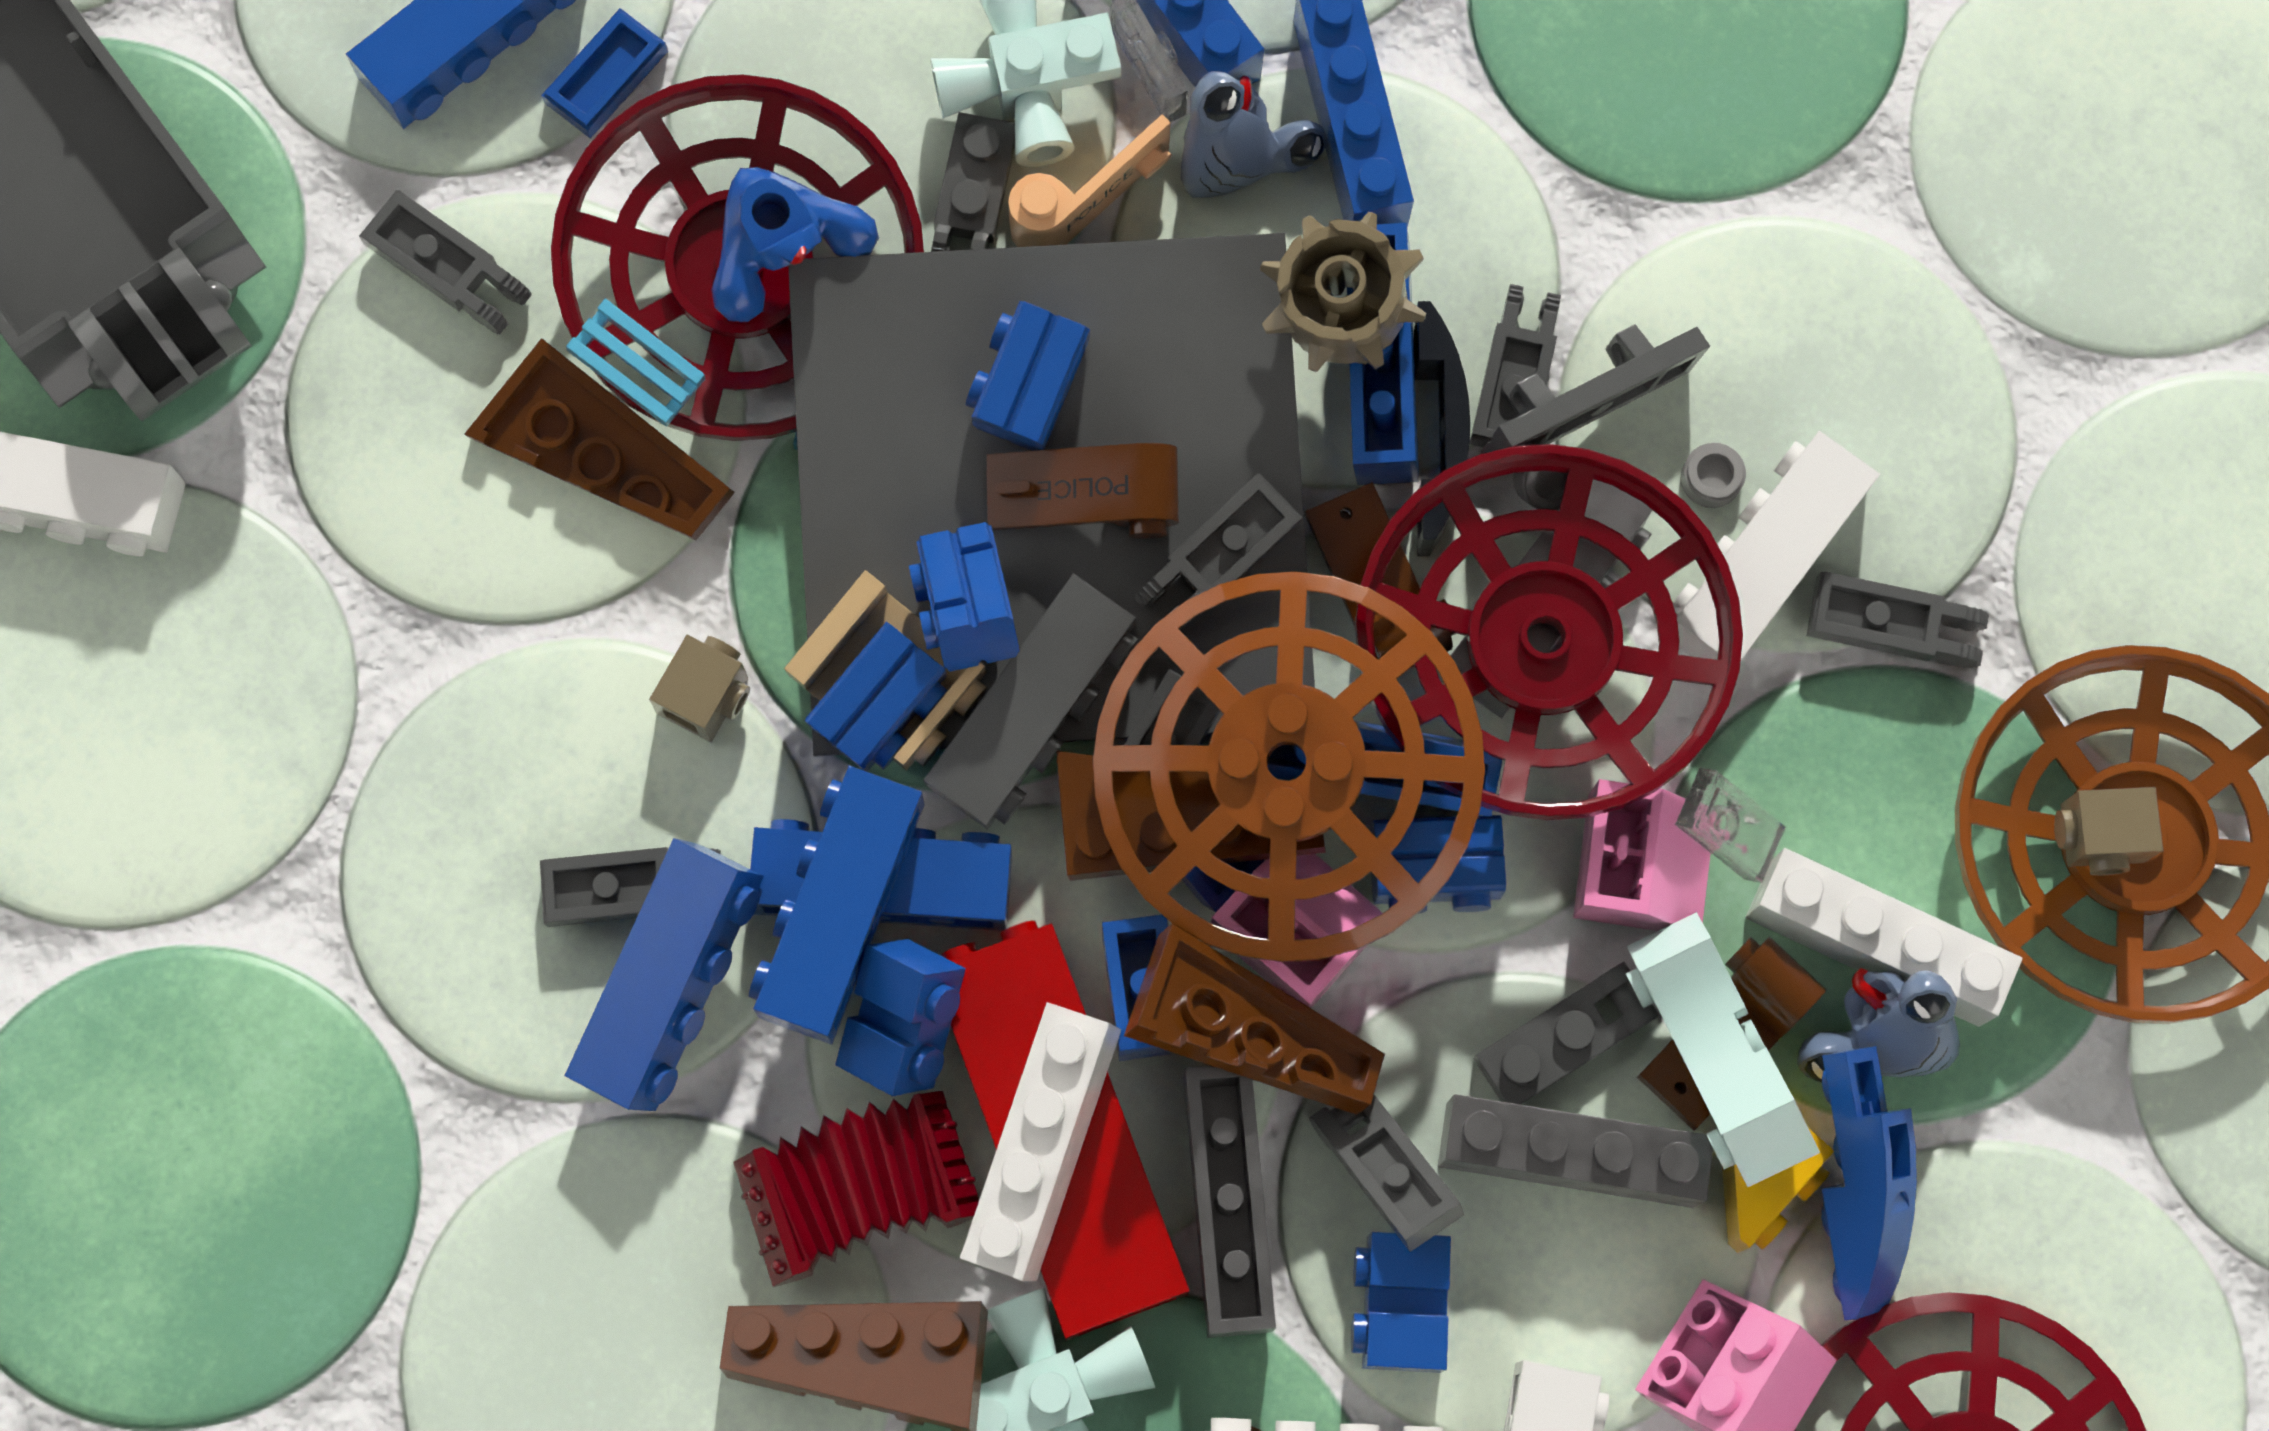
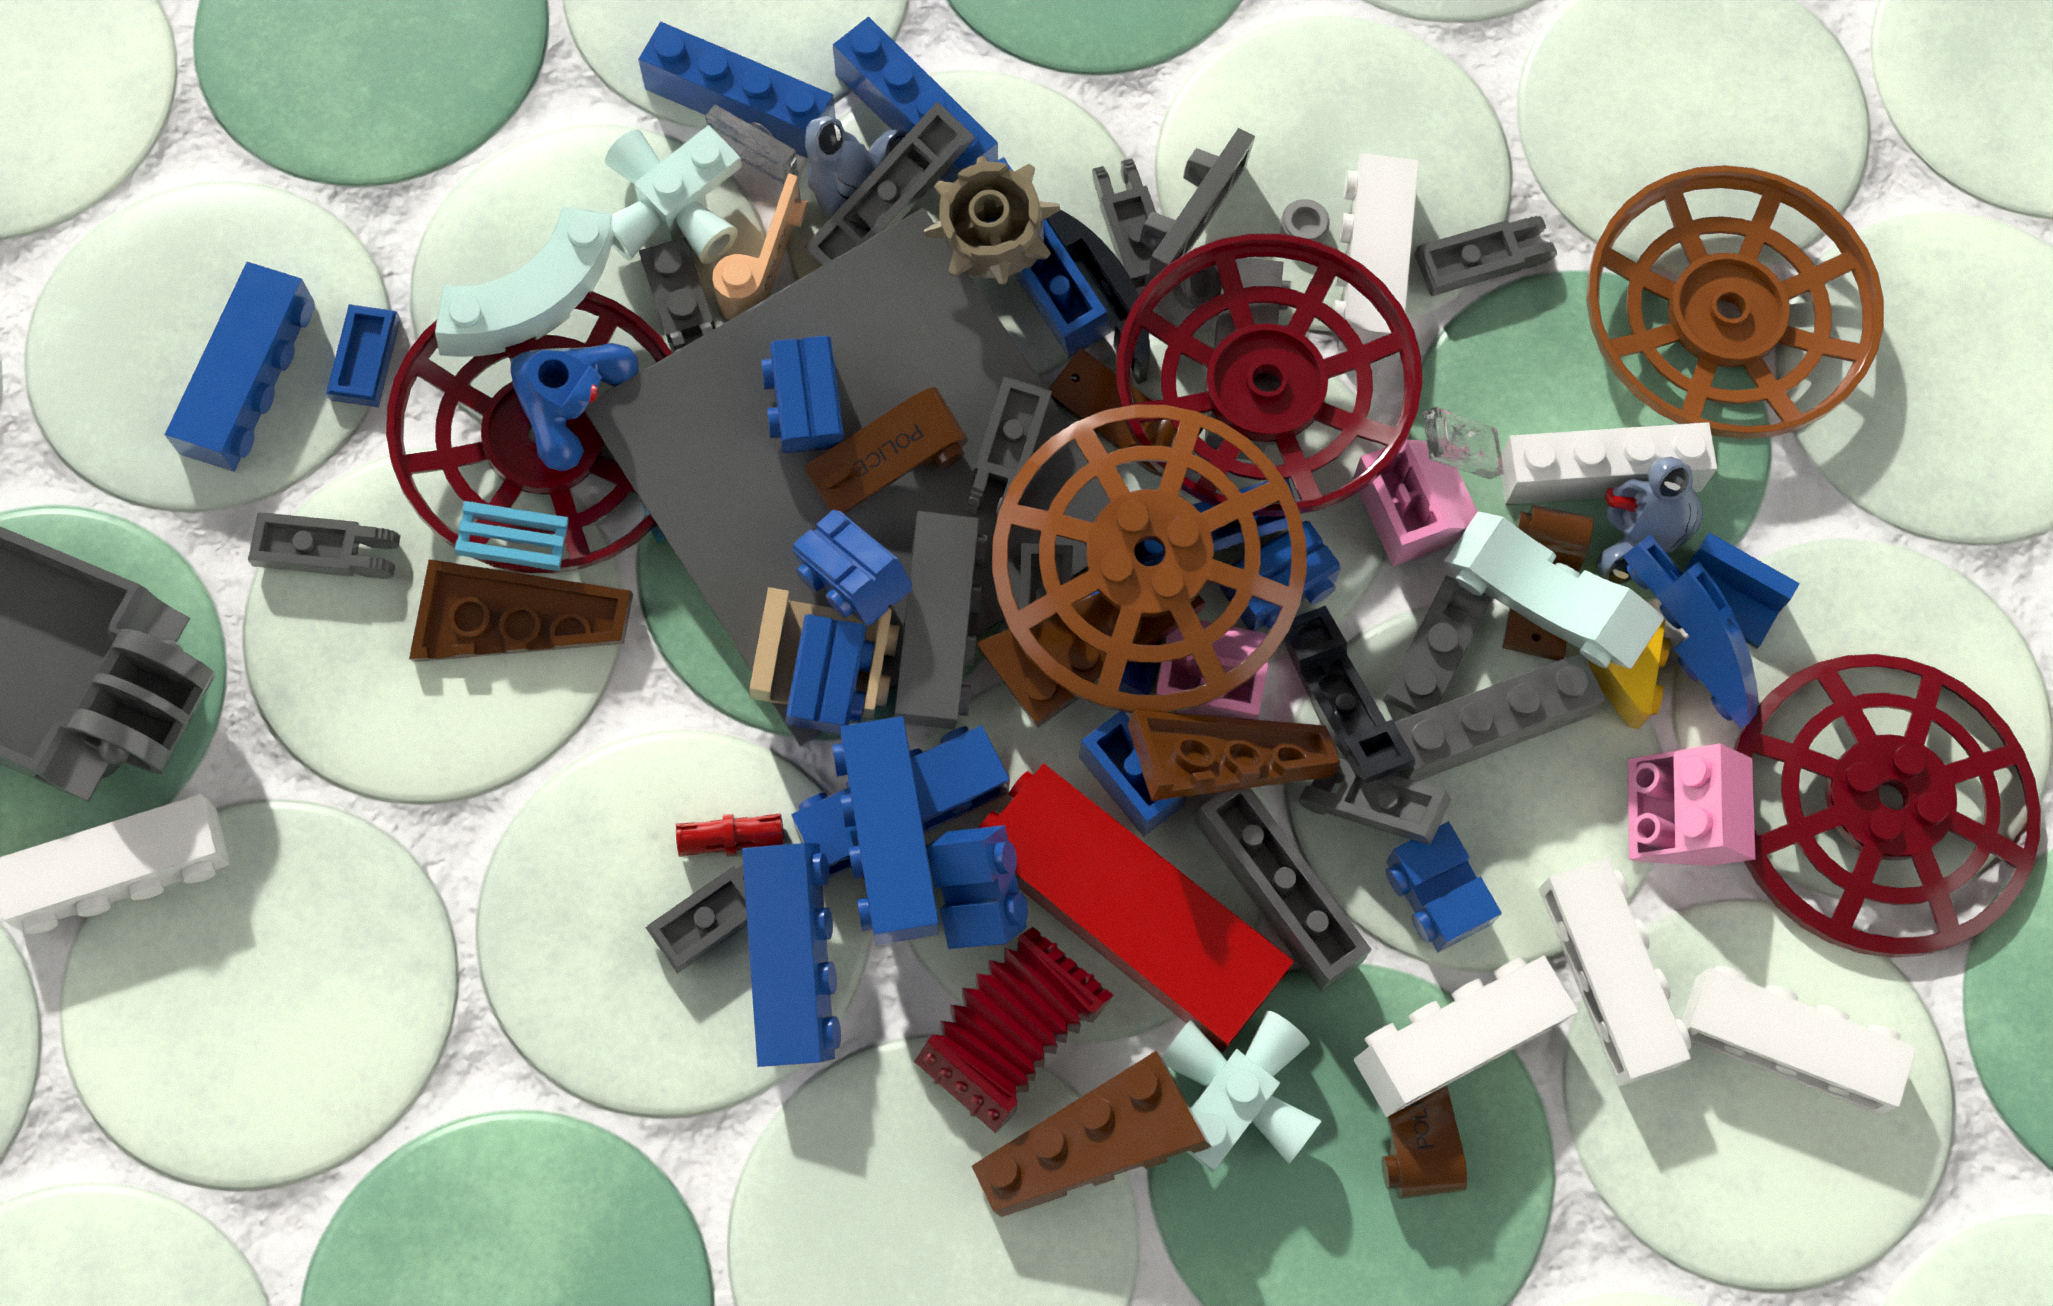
camera: 30 degrees left, 5 degrees down
(685, 810) = (729, 834): none -> red pin
(702, 686) = (691, 740): dark tan brick -> none
(806, 111) = (531, 299): none -> light aqua brick
(1040, 1143) = (1133, 912): white brick -> none
(1269, 189) = (894, 184): none -> dark grey hinge
(1424, 1034) = (1342, 700): none -> black slope
(1951, 1164) = (1748, 585): none -> blue panel
(2109, 829) = (1714, 305): dark tan brick -> none

